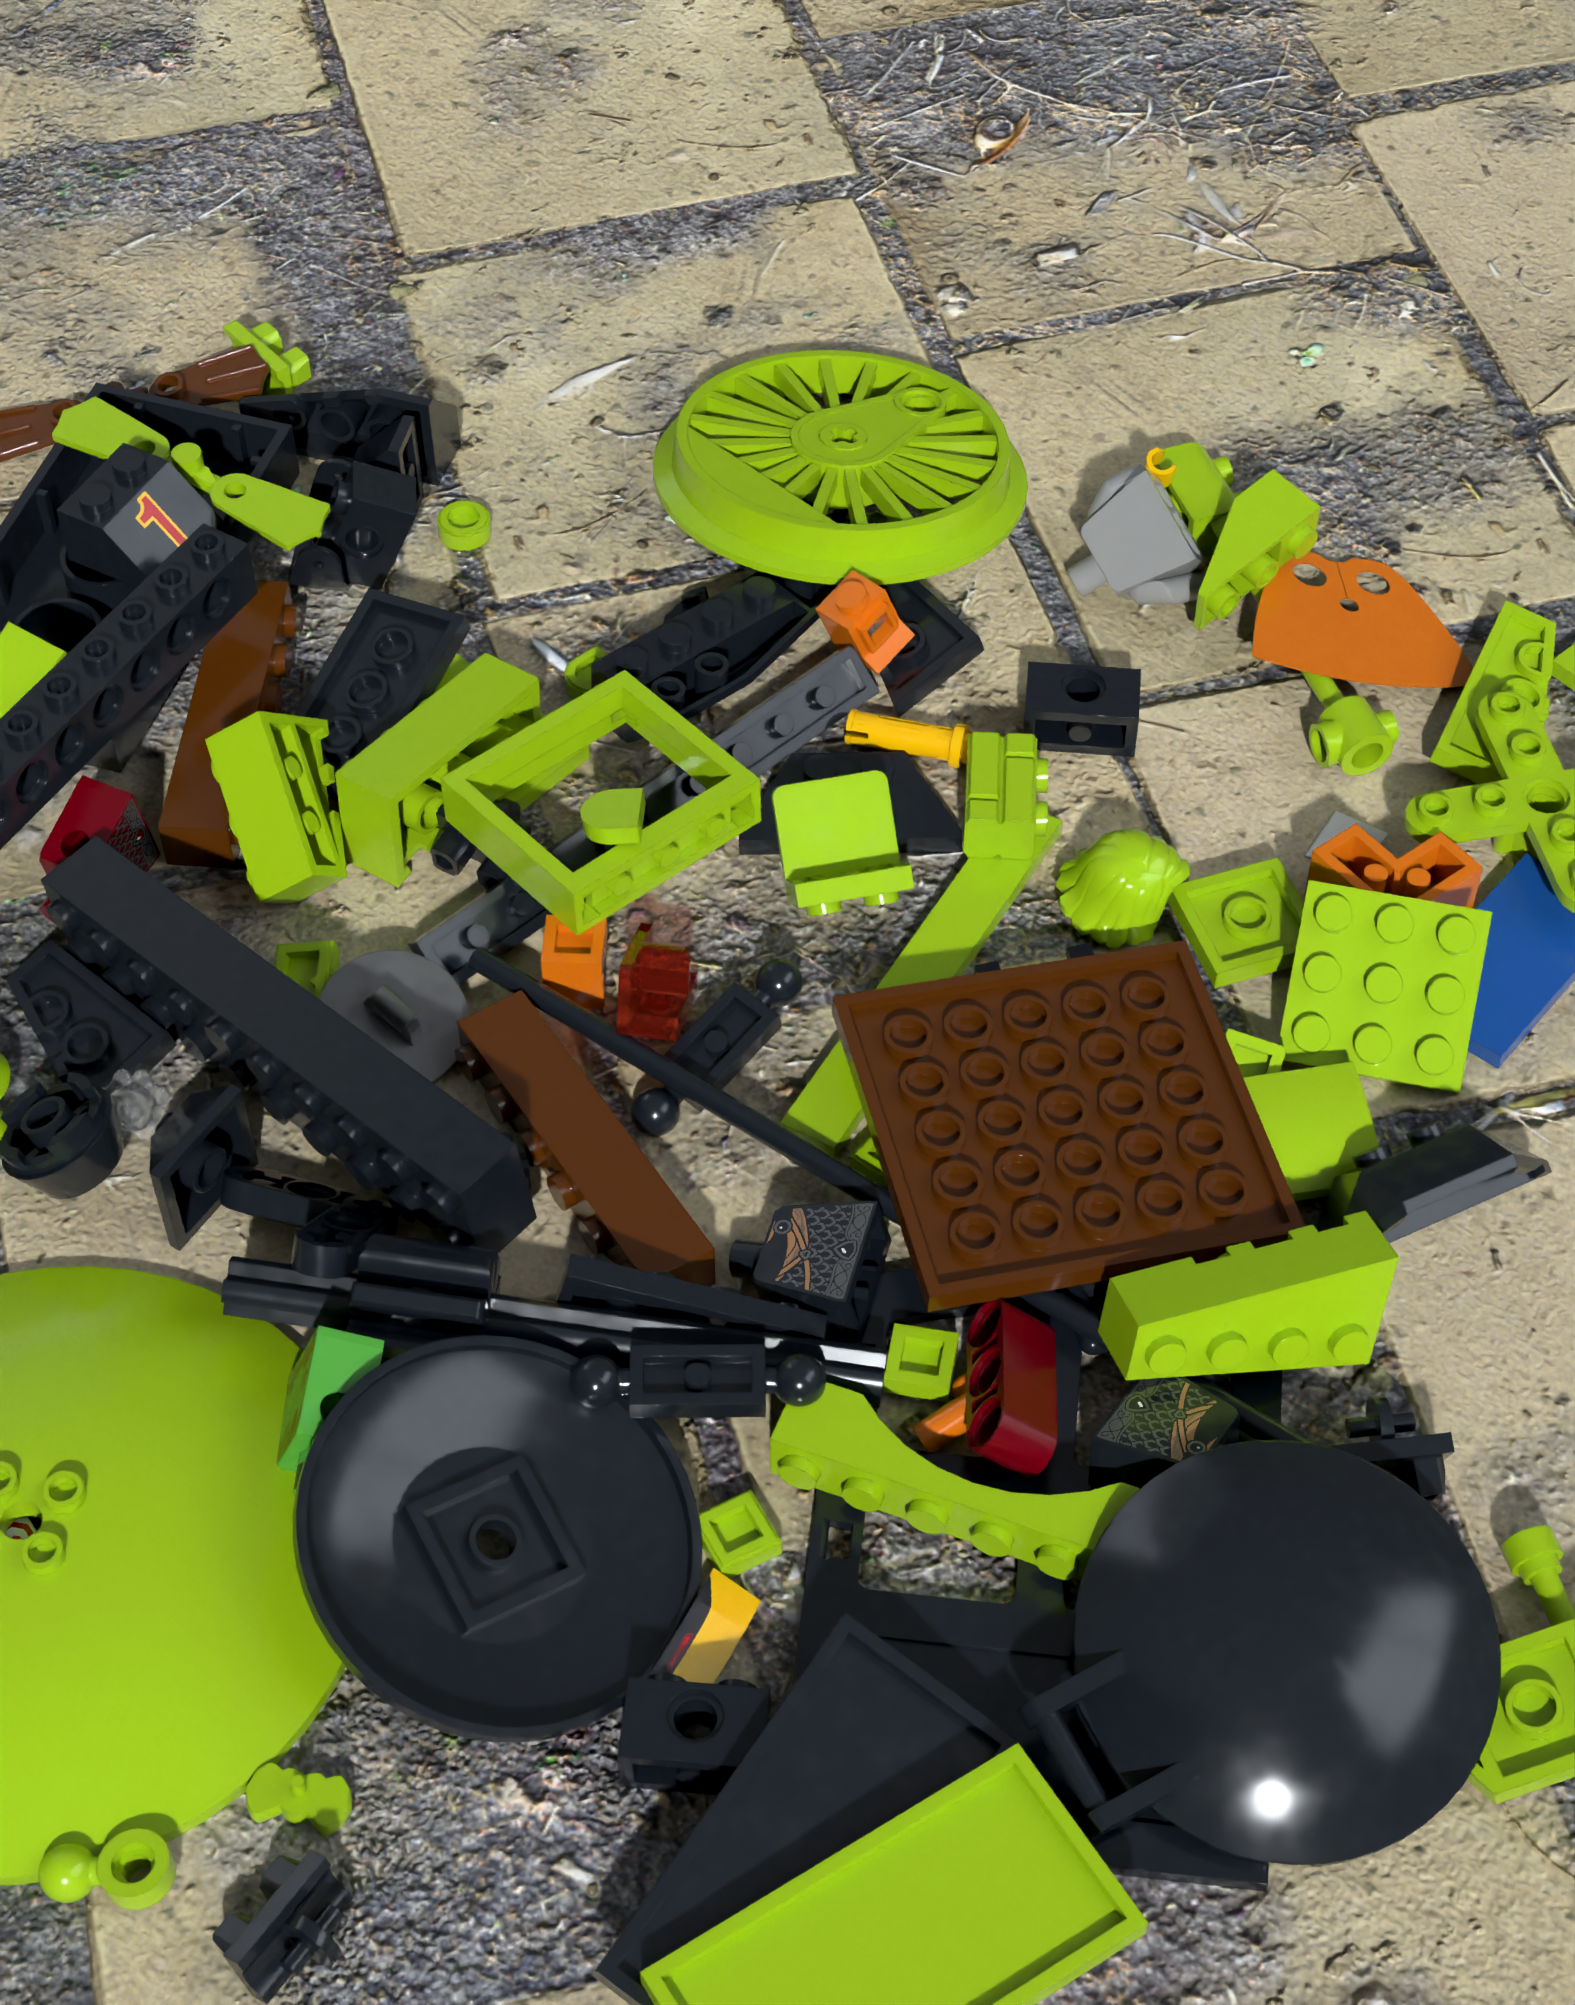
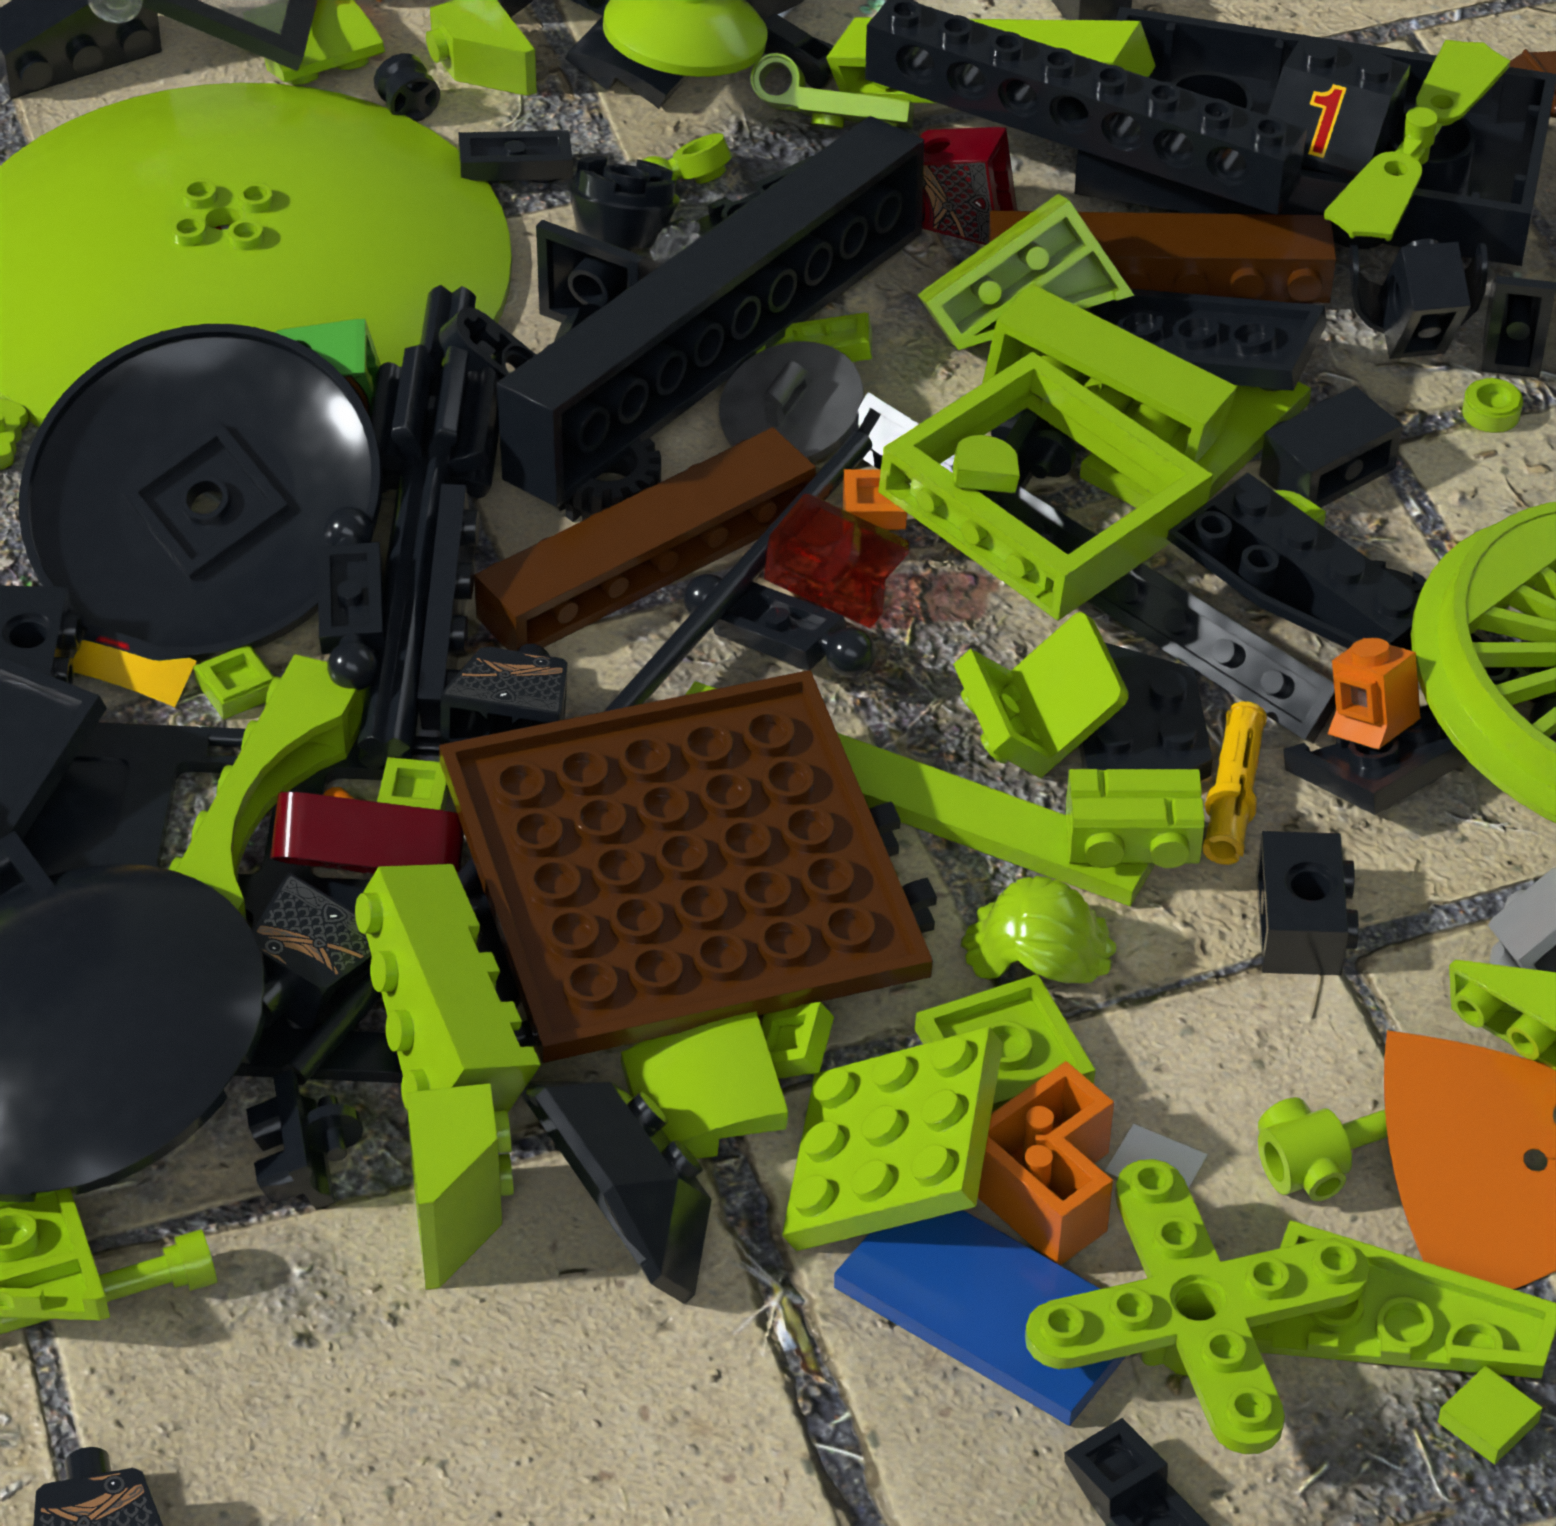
camera: 85 degrees right, 5 degrees down
(522, 624) = (1331, 448): none -> black brick
(1459, 1314) = (457, 1173): none -> lime slope

